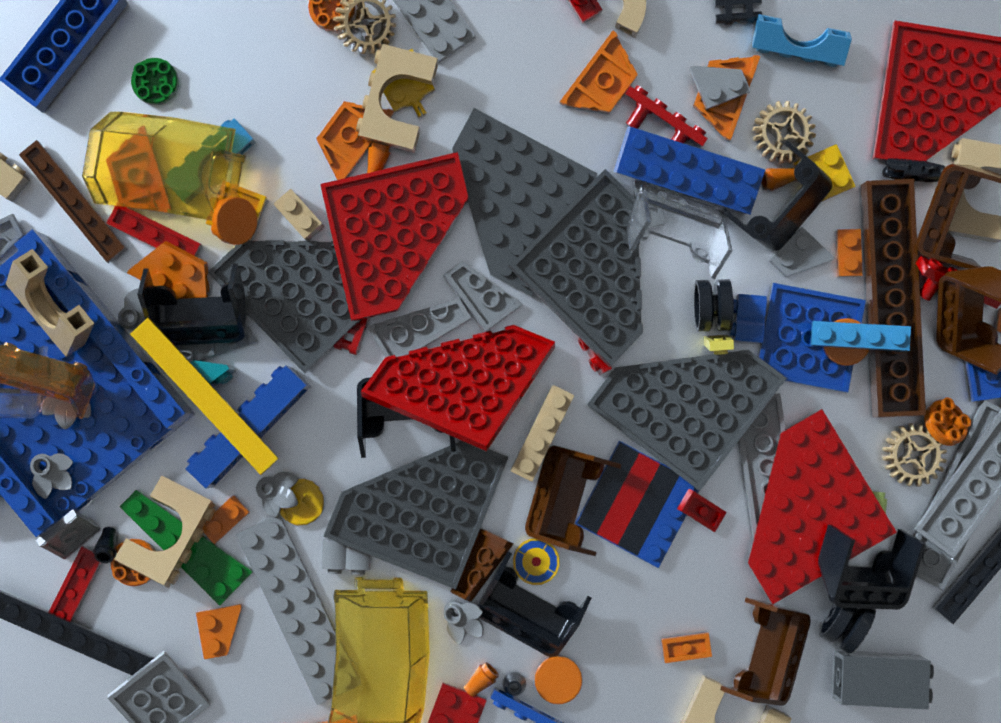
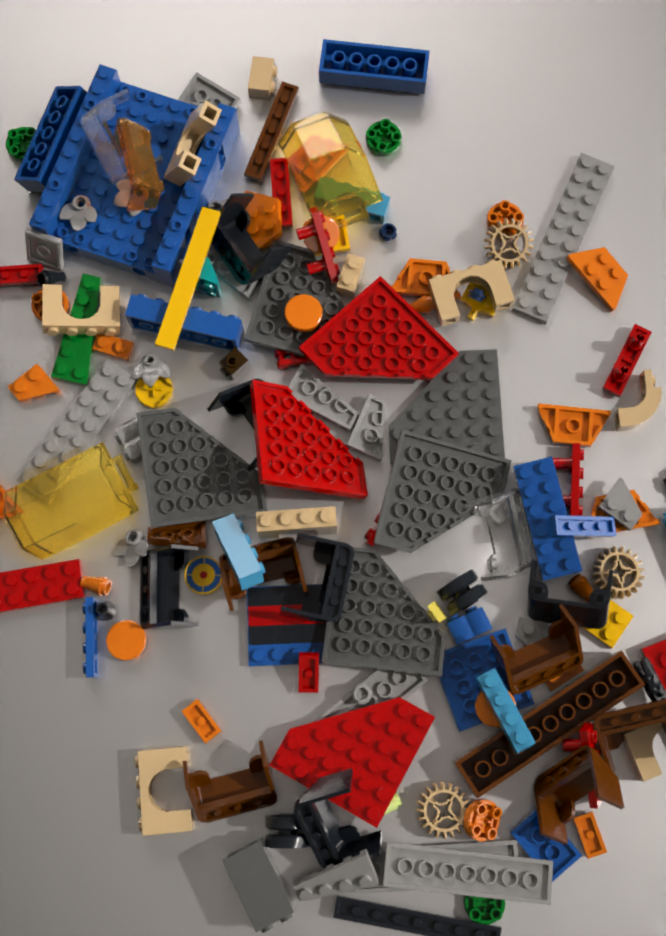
camera: 60 degrees right, 10 degrees down
(231, 223) = (326, 262): none -> red plate
(270, 137) = (385, 228): none -> dark blue plate
(313, 292) = (303, 313): none -> orange tile
(324, 400) = (233, 364): none -> dark brown brick
(404, 93) = (477, 294): none -> dark blue plate
(537, 512) = (238, 551): none -> brick
(629, 431) = (338, 561): none -> black windscreen
(721, 140) = (582, 526): none -> plate
(755, 469) = (361, 694): none -> light grey plate
(826, 265) = (542, 659): none -> reddish brown windscreen
(923, 593) = (346, 876): none -> light grey wing

